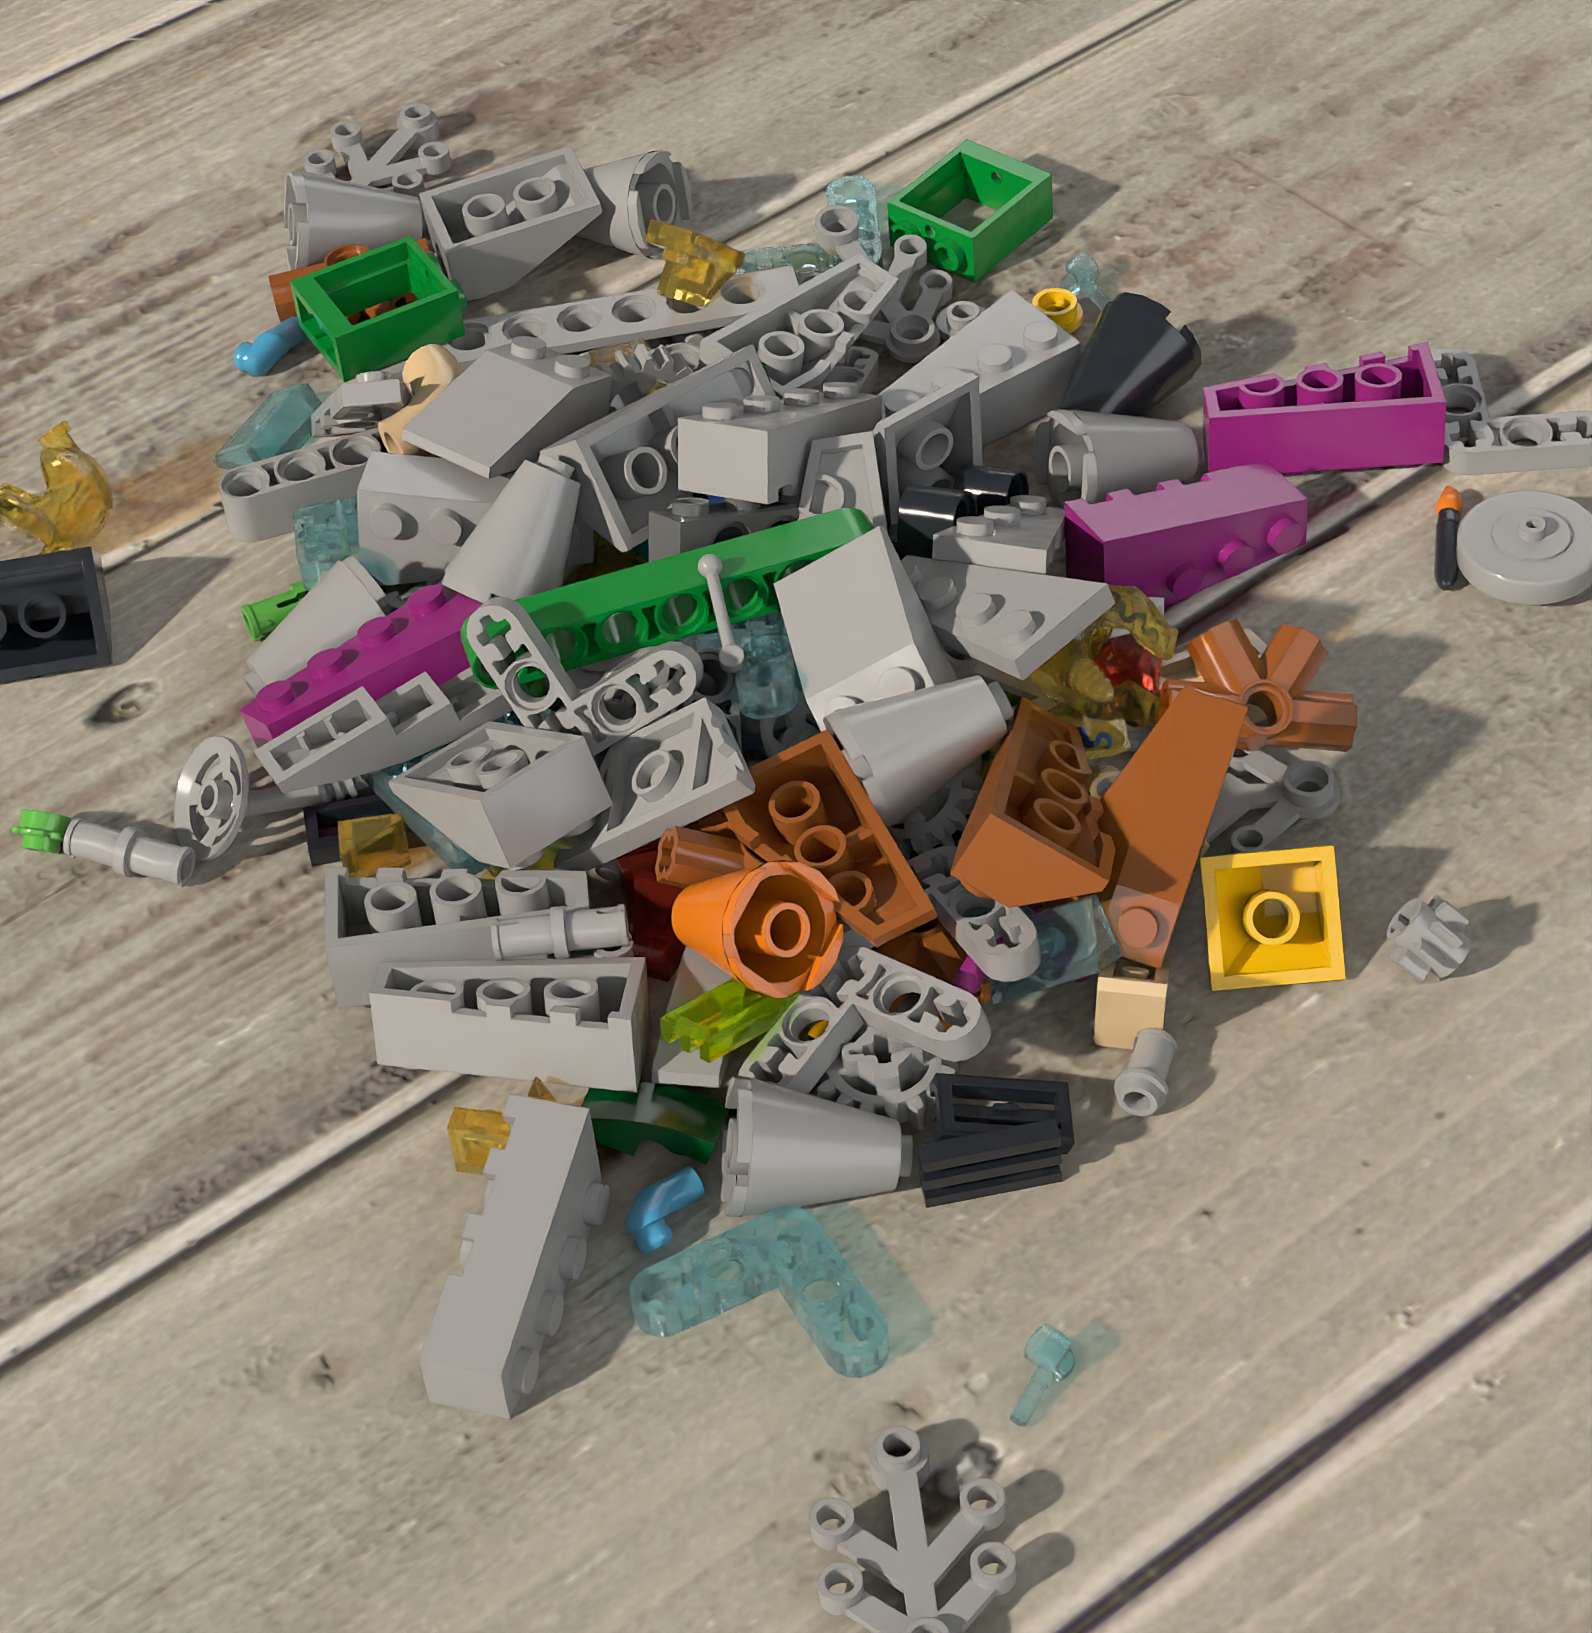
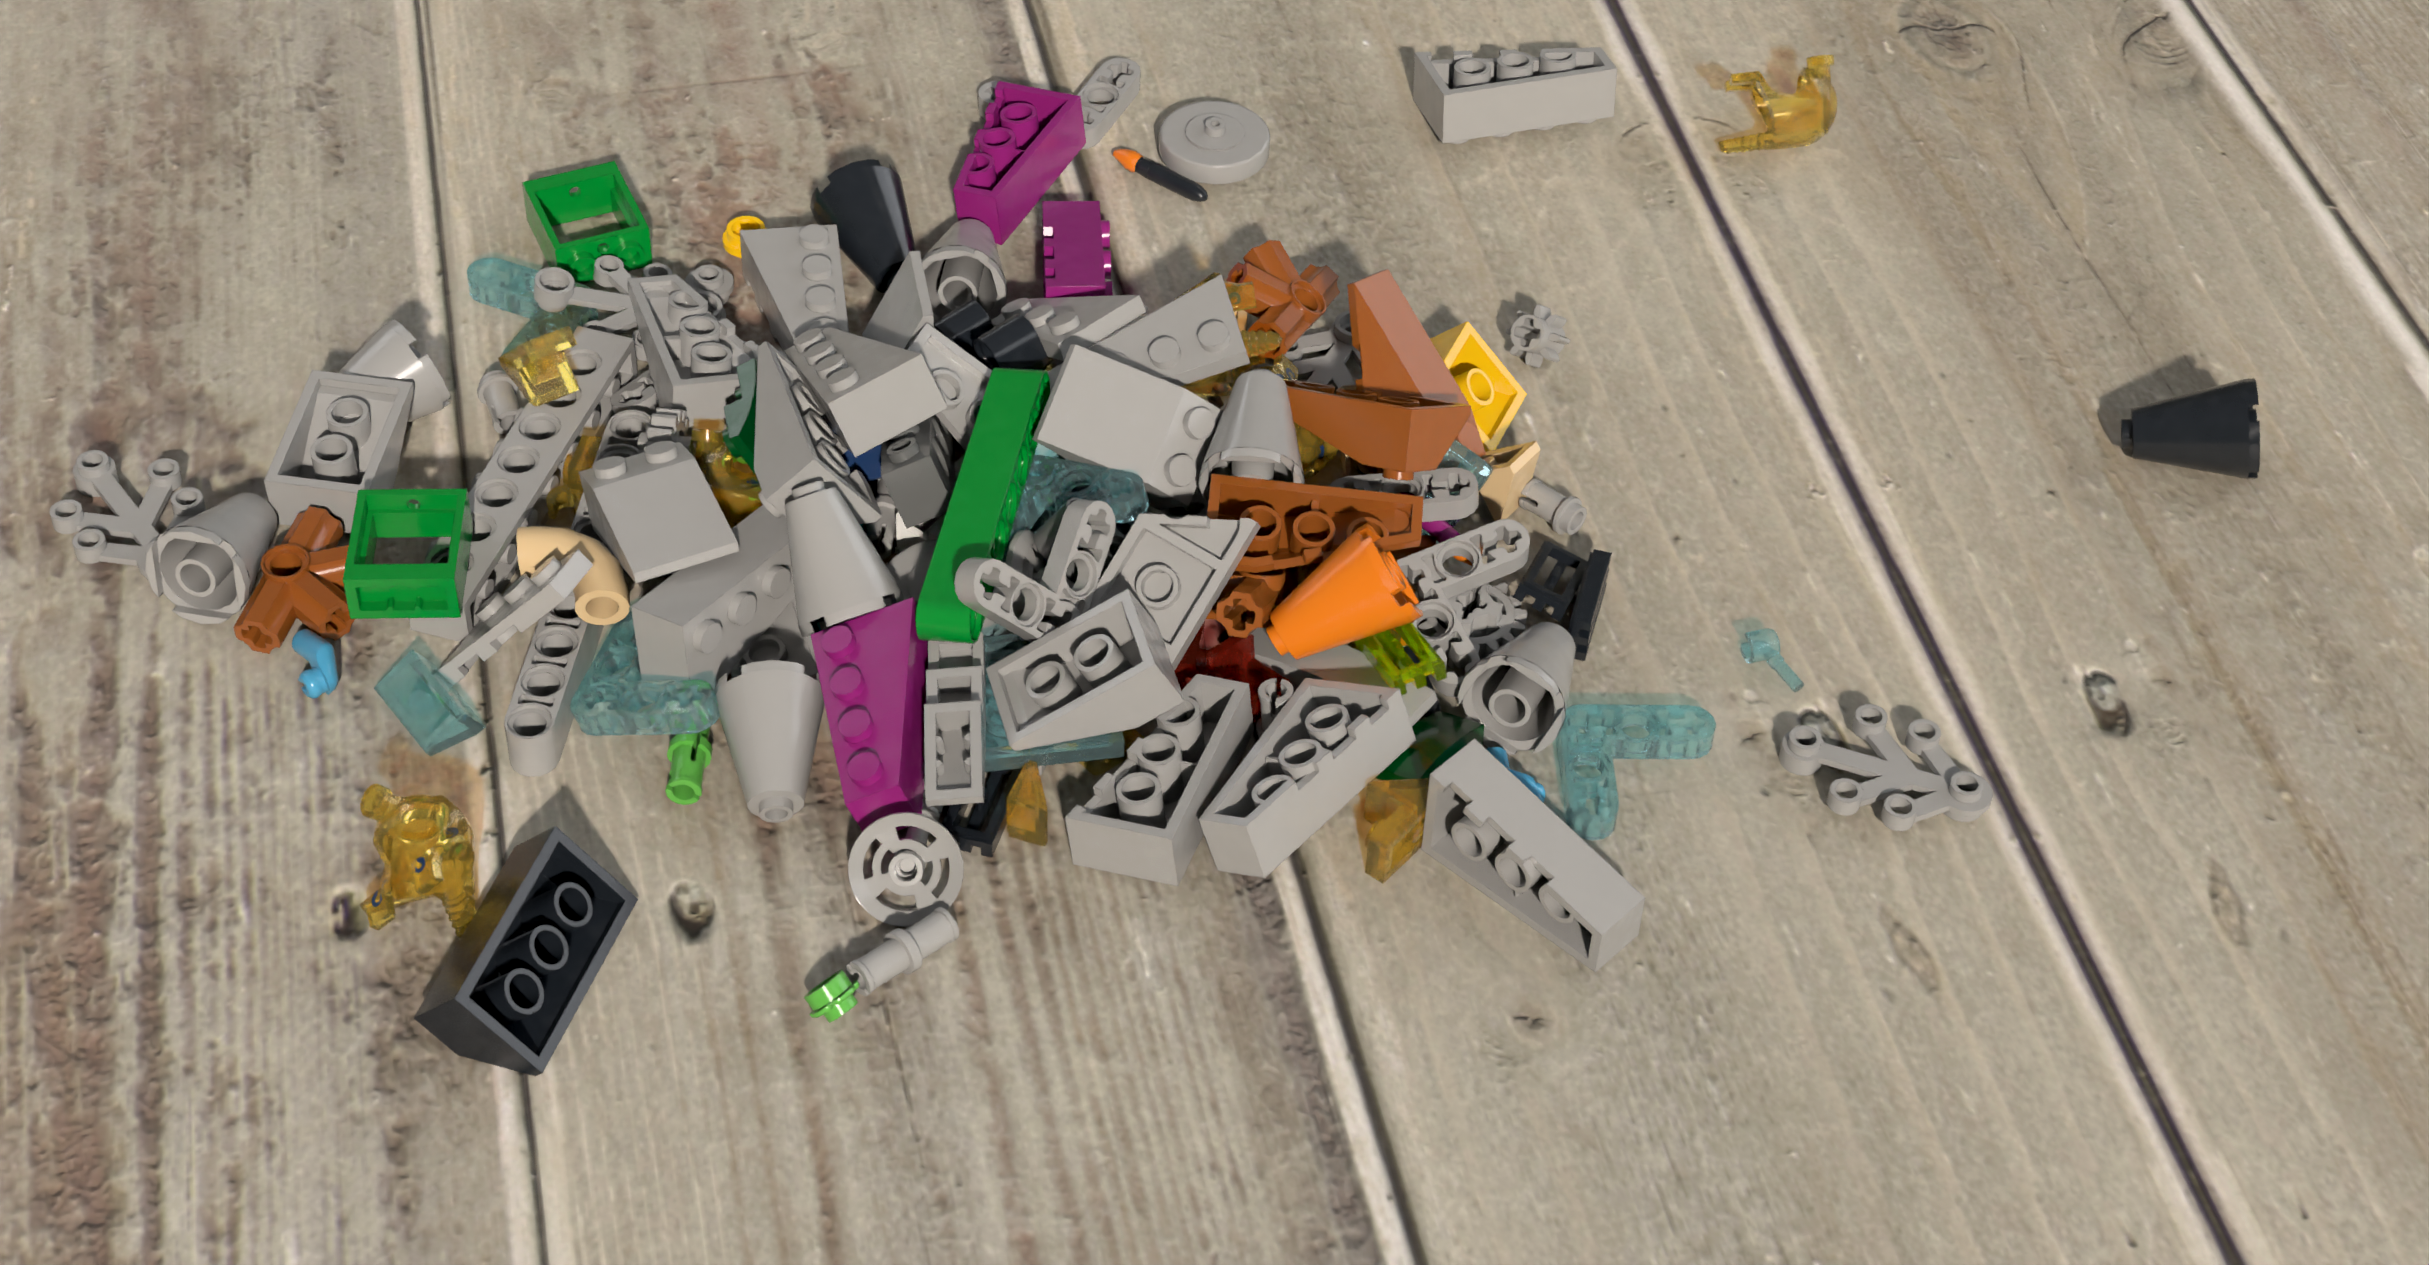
camera: 70 degrees left, 0 degrees up
(560, 932) = (1261, 704): light grey pin -> none
(730, 656) = (1006, 455): light grey hinge -> none
(1081, 275) = (718, 213): clear light blue hand -> none

